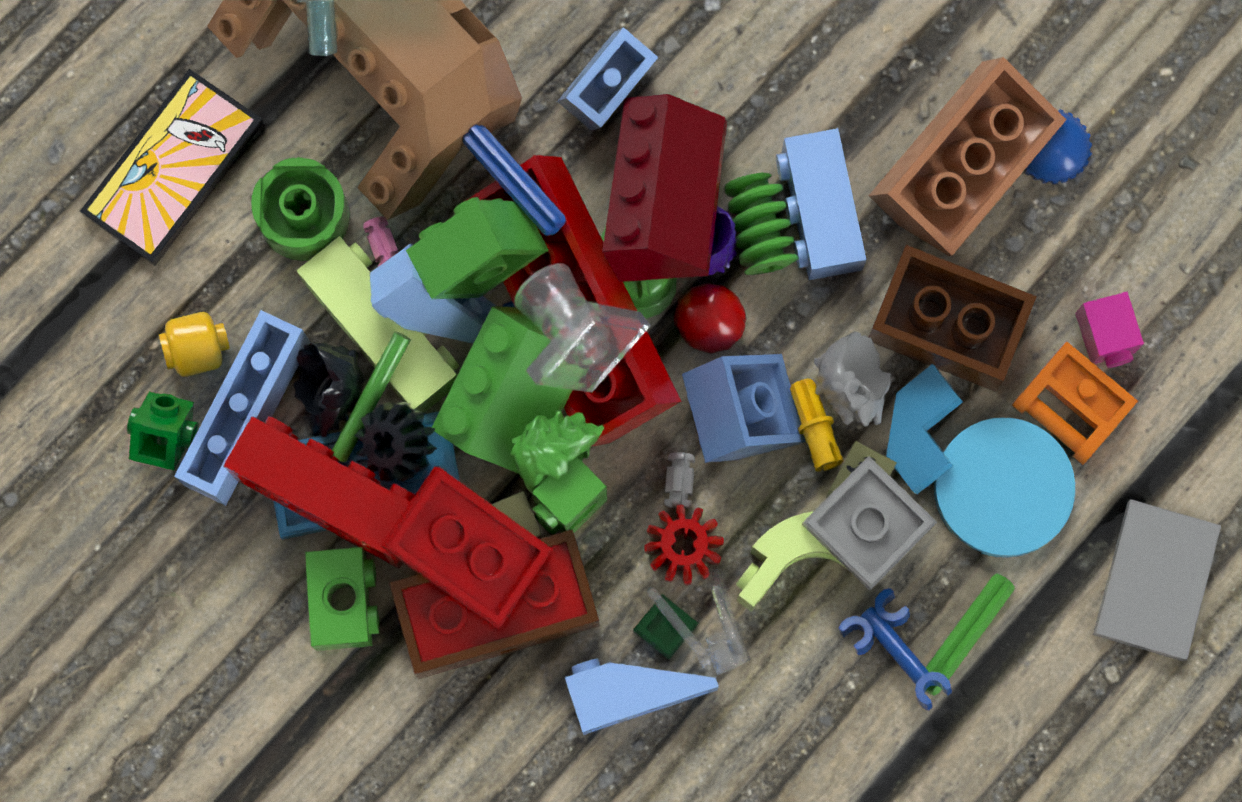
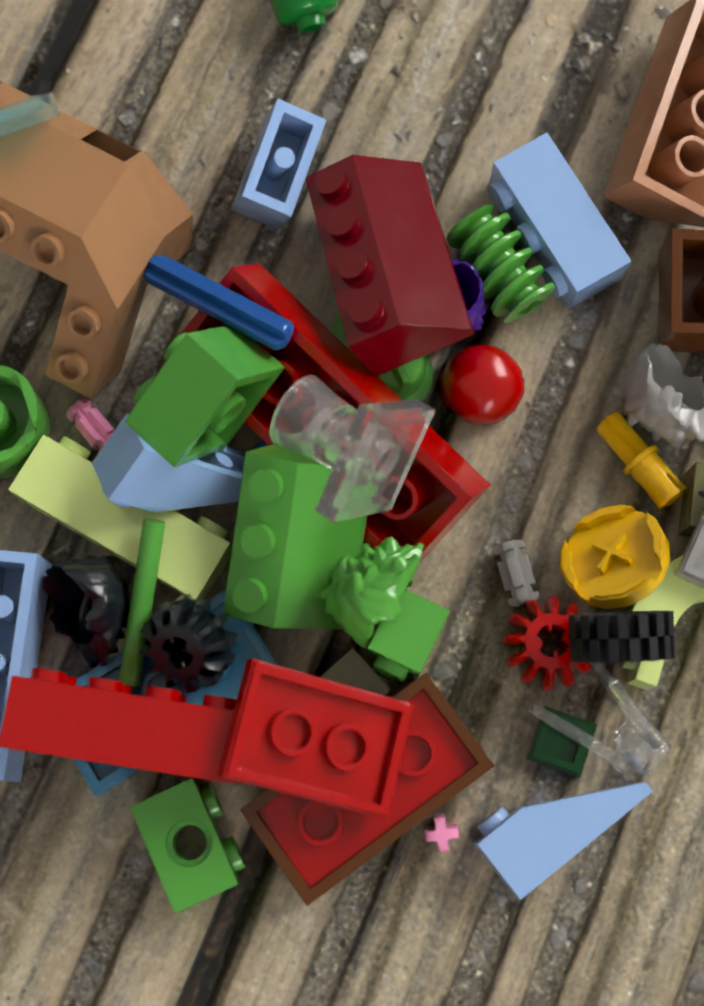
camera: 20 degrees left, 0 degrees up
(541, 661) = (441, 832): none -> bright pink piece
(734, 554) = (621, 636): none -> black tyre
(742, 406) = (554, 468): medium blue slope -> none
(761, 494) = (615, 557): none -> yellow tile

